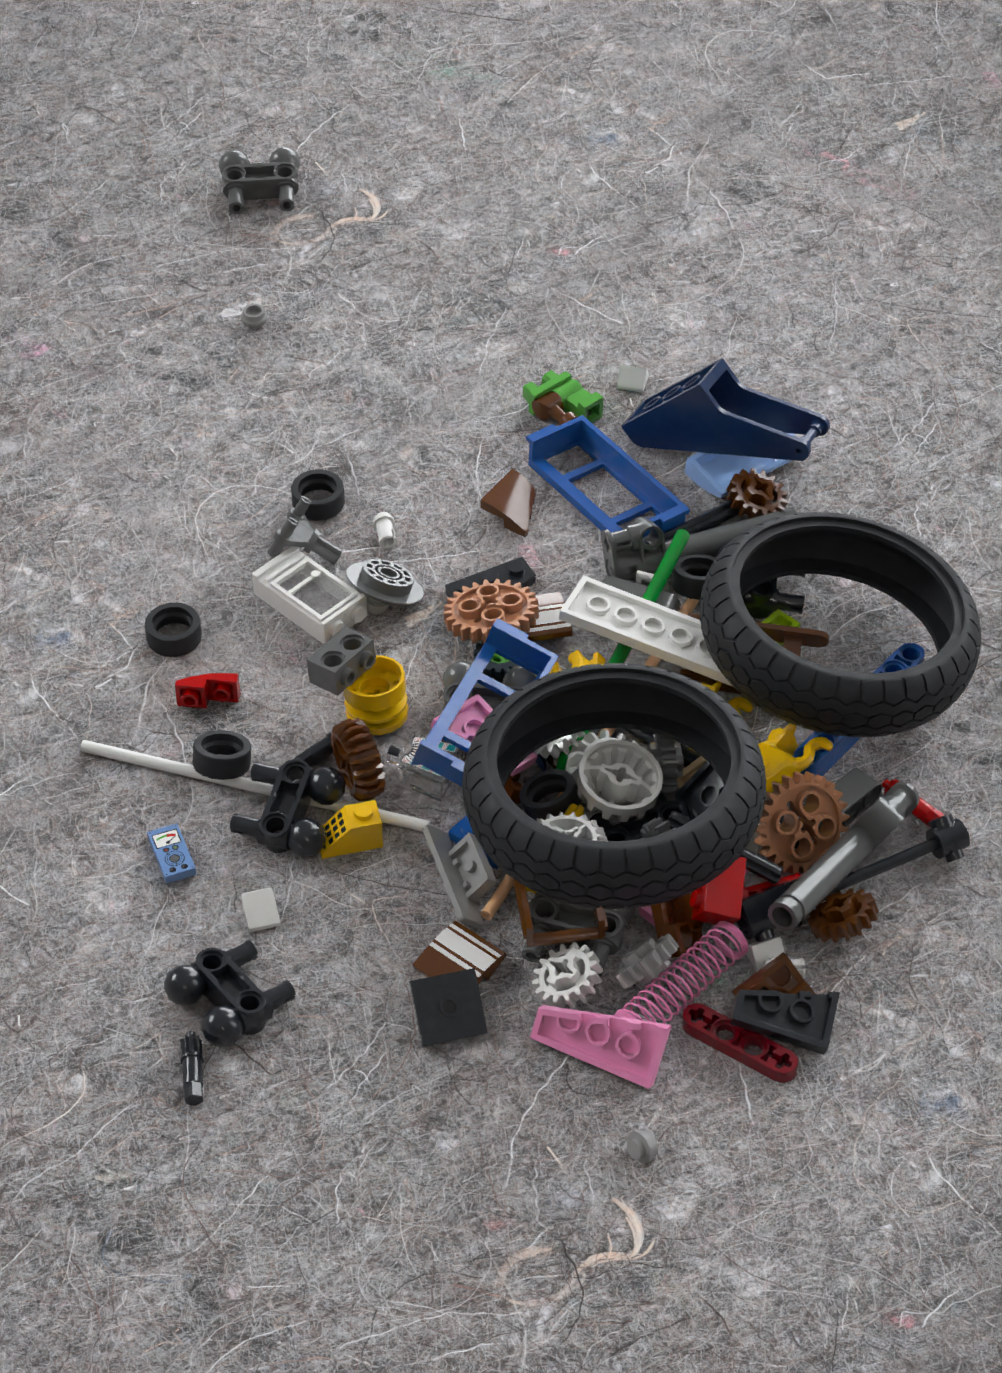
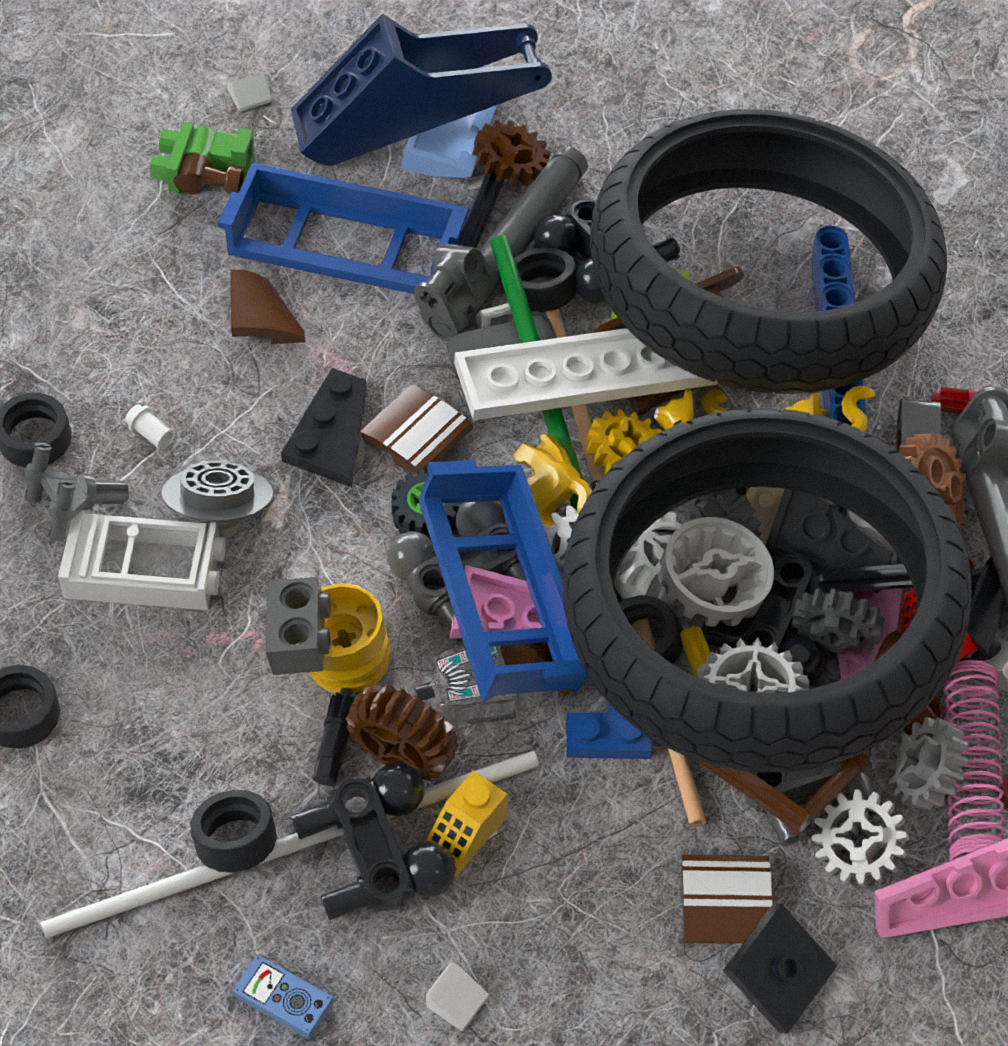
camera: 40 degrees left, 10 degrees up
(199, 689) = (122, 768): red slope -> none
(463, 871) = (635, 787): light grey bracket -> none
(478, 607) = (348, 453): nougat gear -> none

